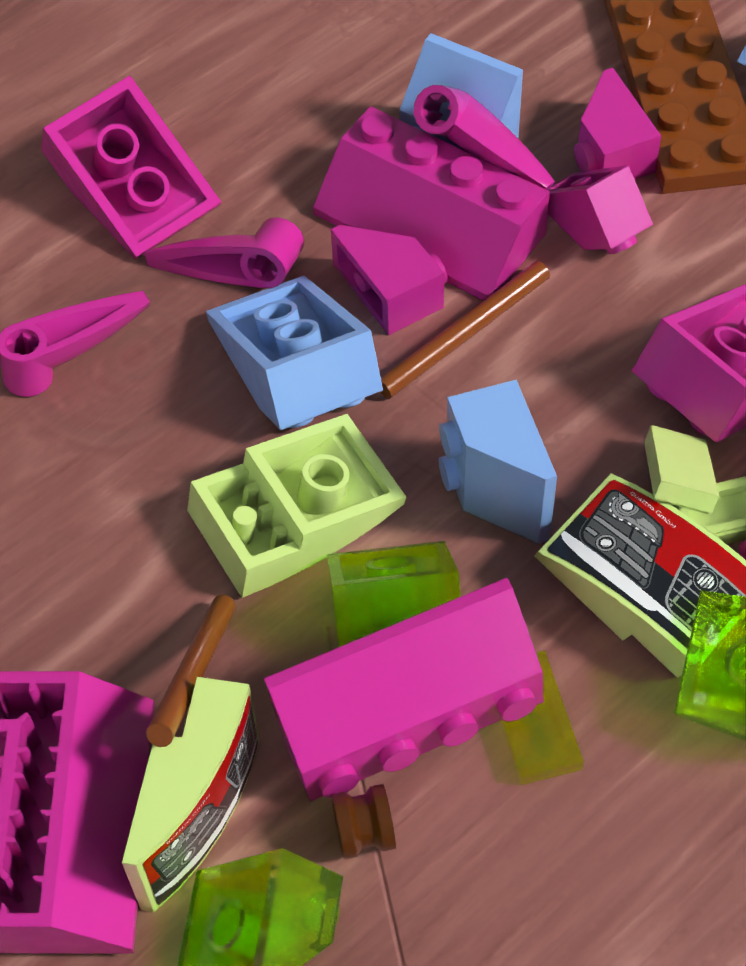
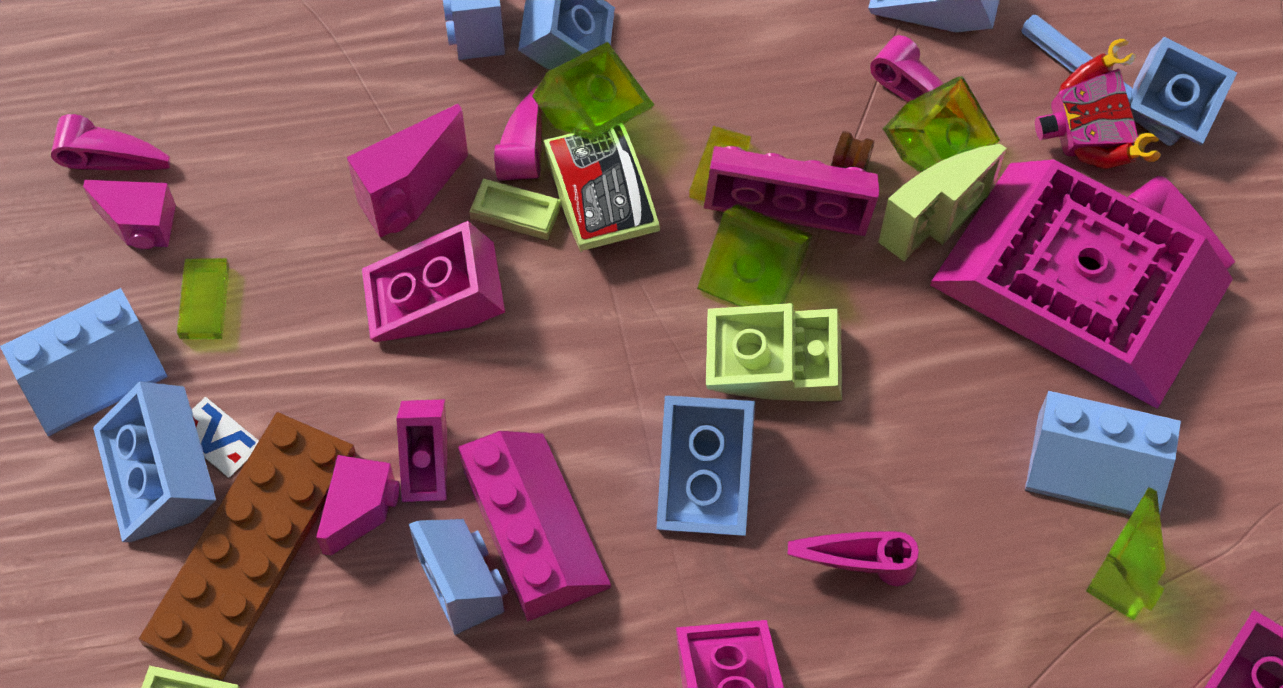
camera: 150 degrees left, 5 degrees up
(194, 665) = (905, 254): dark orange bar -> none
(235, 259) = (697, 571): dark pink piece -> none
(389, 274) = (602, 476): dark pink slope -> none
(463, 329) = (585, 418): dark orange bar -> none
(477, 132) = (474, 528): dark pink piece -> none
(498, 460) = (641, 286): light blue slope -> none
(681, 470) = (534, 229): yellowish green tile -> none

